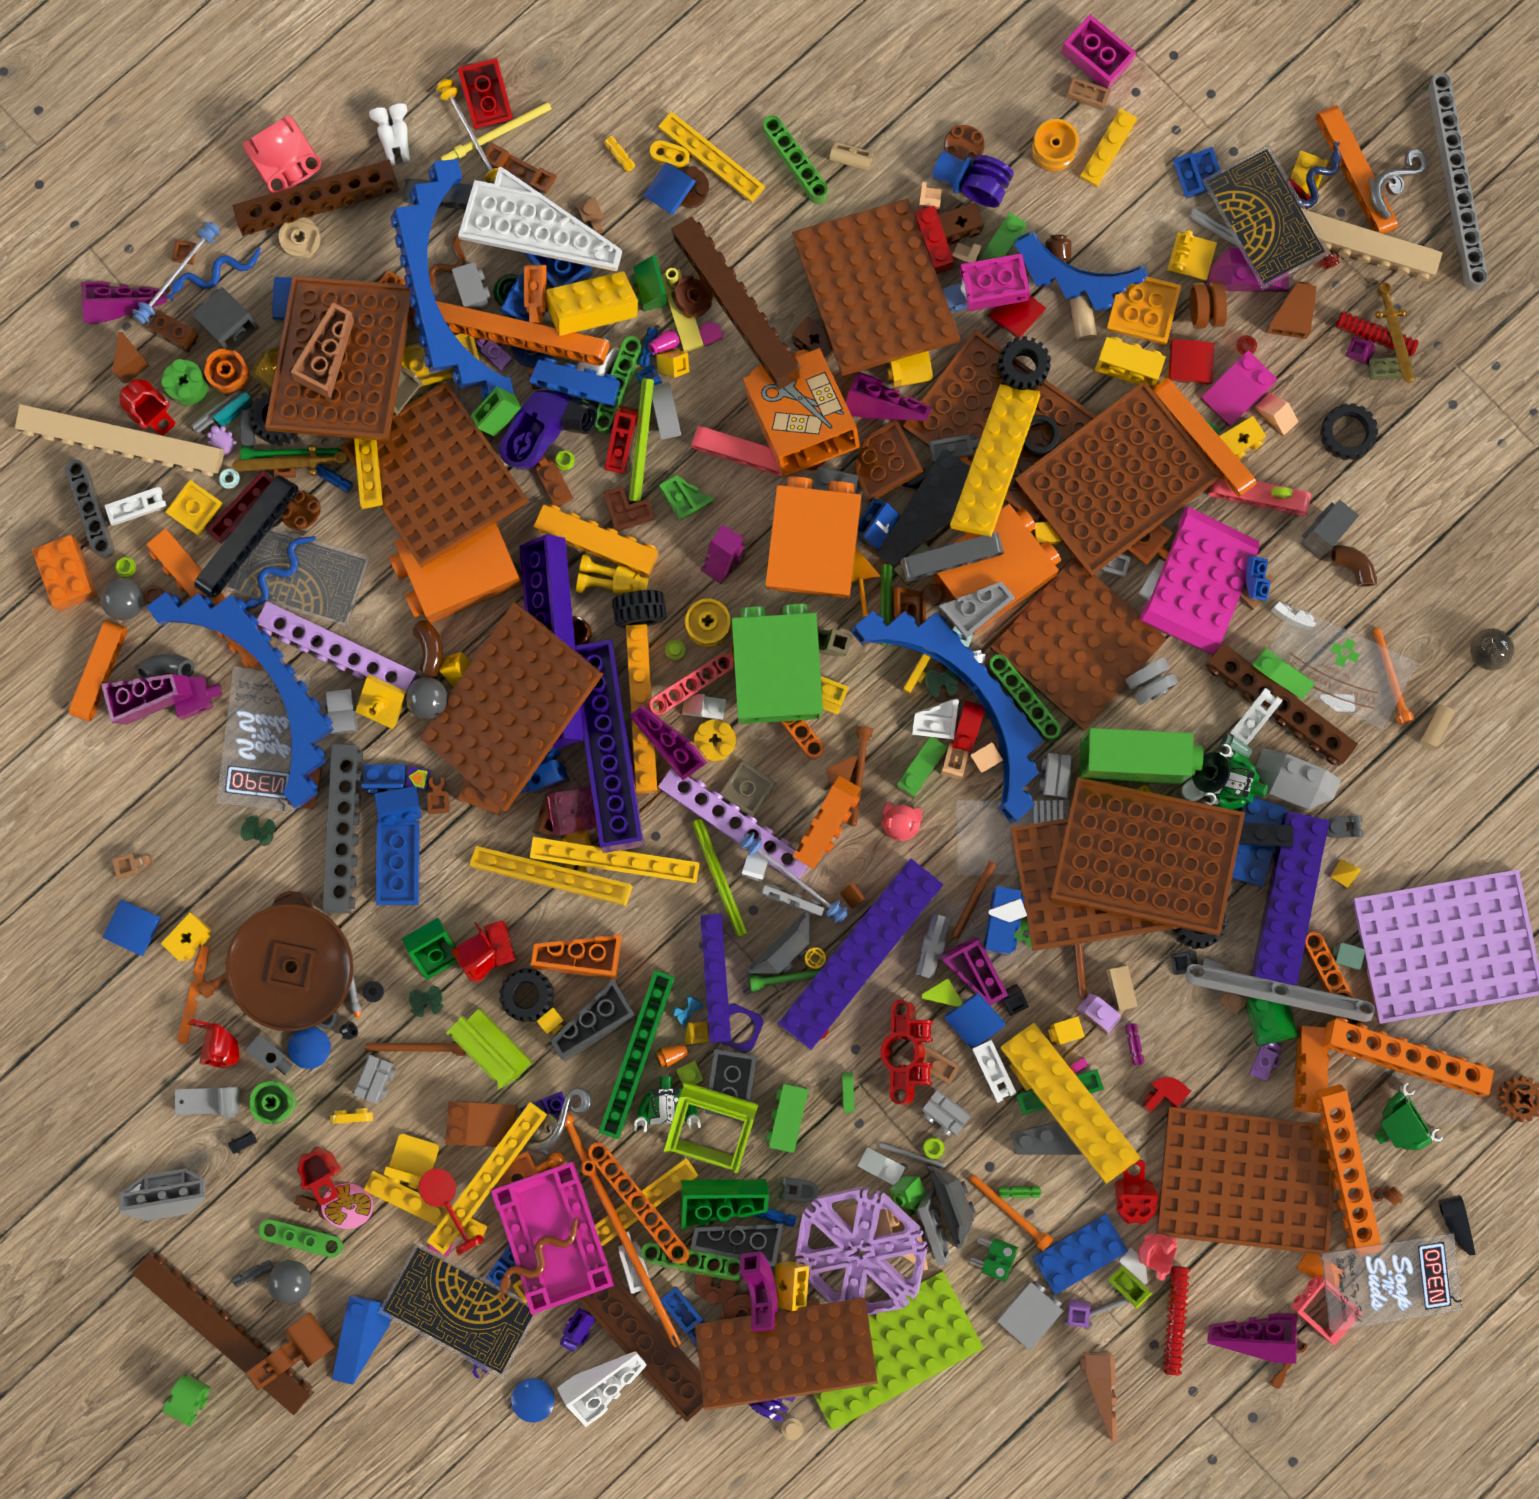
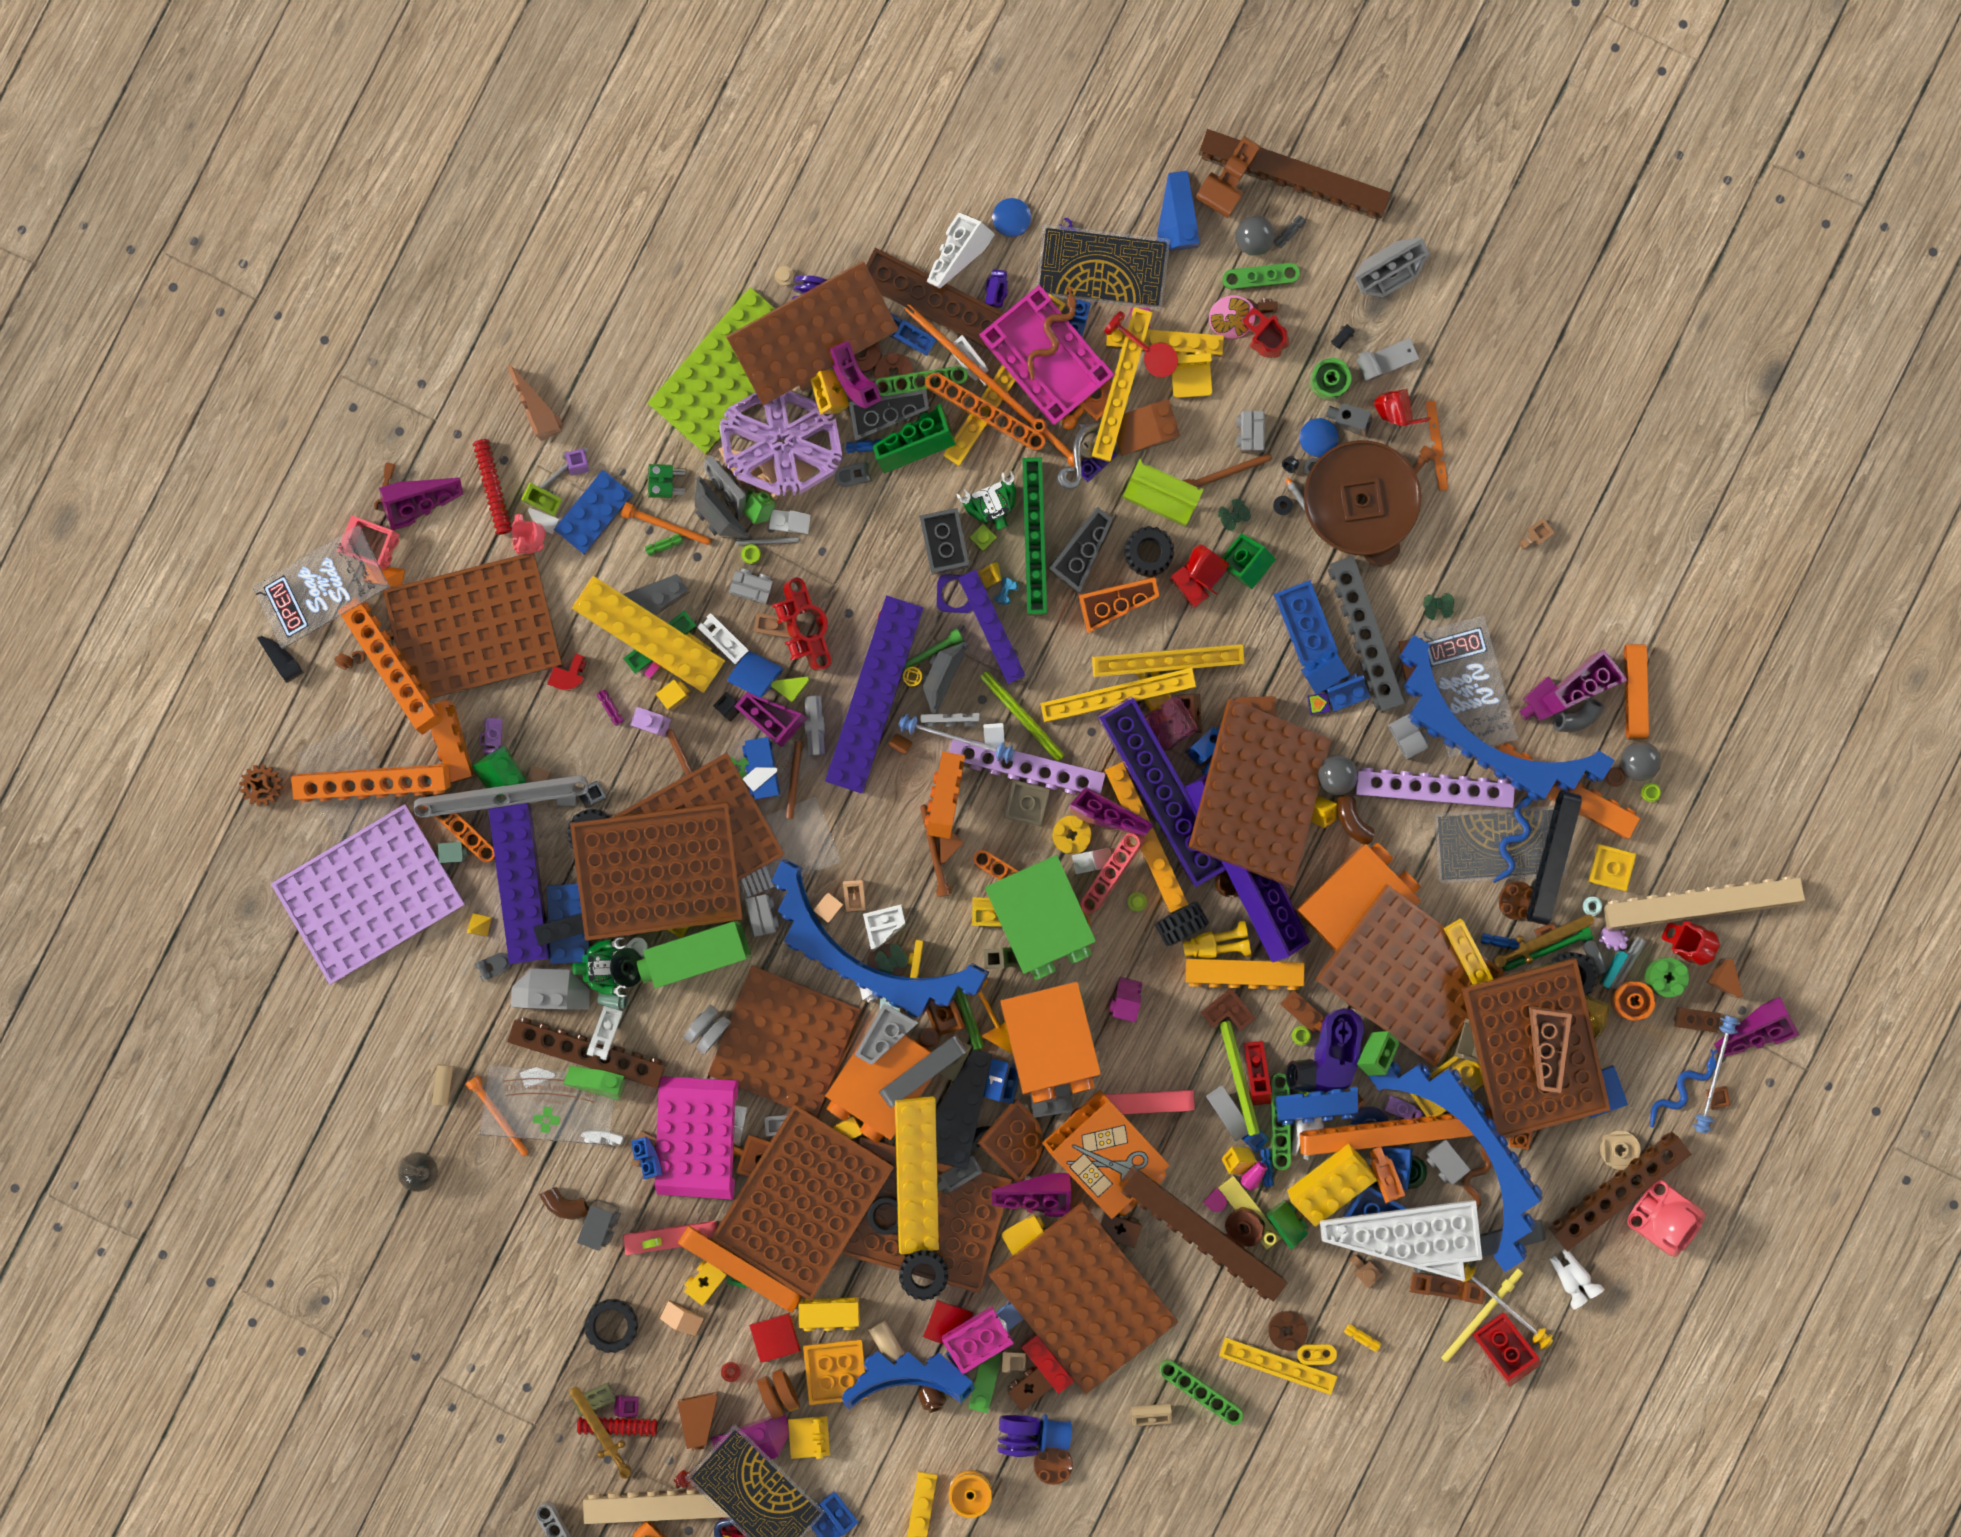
camera: 165 degrees right, 5 degrees up
(64, 572) = (1701, 766): orange brick -> none
(83, 501) = (1713, 835): dark grey beam -> none
(131, 927) = (1513, 481): blue slope -> none
(135, 506) = (1665, 849): white plate -> none
(176, 940) = (1469, 482): yellow brick -> none
(186, 1399) = (1301, 107): bright green brick -> none
(225, 319) = (1655, 1047): dark grey slope -> none
(236, 511) = (1571, 883): dark red slope -> none
(342, 1117) = (1265, 389): yellow plate -> none
(381, 701) = (1376, 757): yellow tile -> none
(438, 800) = (1292, 691): dark orange plate -> none
(551, 1021) = (1119, 537): yellow plate -> none
(669, 188) = (1304, 1320): blue slope -> none
(669, 1055) = (1005, 548): orange cone -> none
(684, 497) = (1182, 1041): bright green wing -> none
(704, 611) = (1127, 940): yellow wheel -> none
(717, 1103) = (949, 518): lime piece -> none
(787, 1118) = (885, 531): bright green brick -> none
(848, 1092) = (841, 573): bright green beam -> none
(901, 821) = (882, 823): coral helmet -> none
(921, 767) = (881, 879): bright green slope -> none
(929, 197) = (1065, 1401): light nougat panel -> none
(968, 726) = (854, 930): red brick -> none
(1022, 687) = (805, 970): bright green beam -> none
(1030, 1314) = (618, 445): light grey brick -> none
(1122, 988) = (638, 751): tan panel -> none
(1135, 1197) = (563, 577): red piece -> none
(1212, 225) = (803, 1474): light grey axle -> none
(1239, 388) = (723, 1327): dark pink slope -> none
(1404, 1124) = (355, 725): green torso -> none

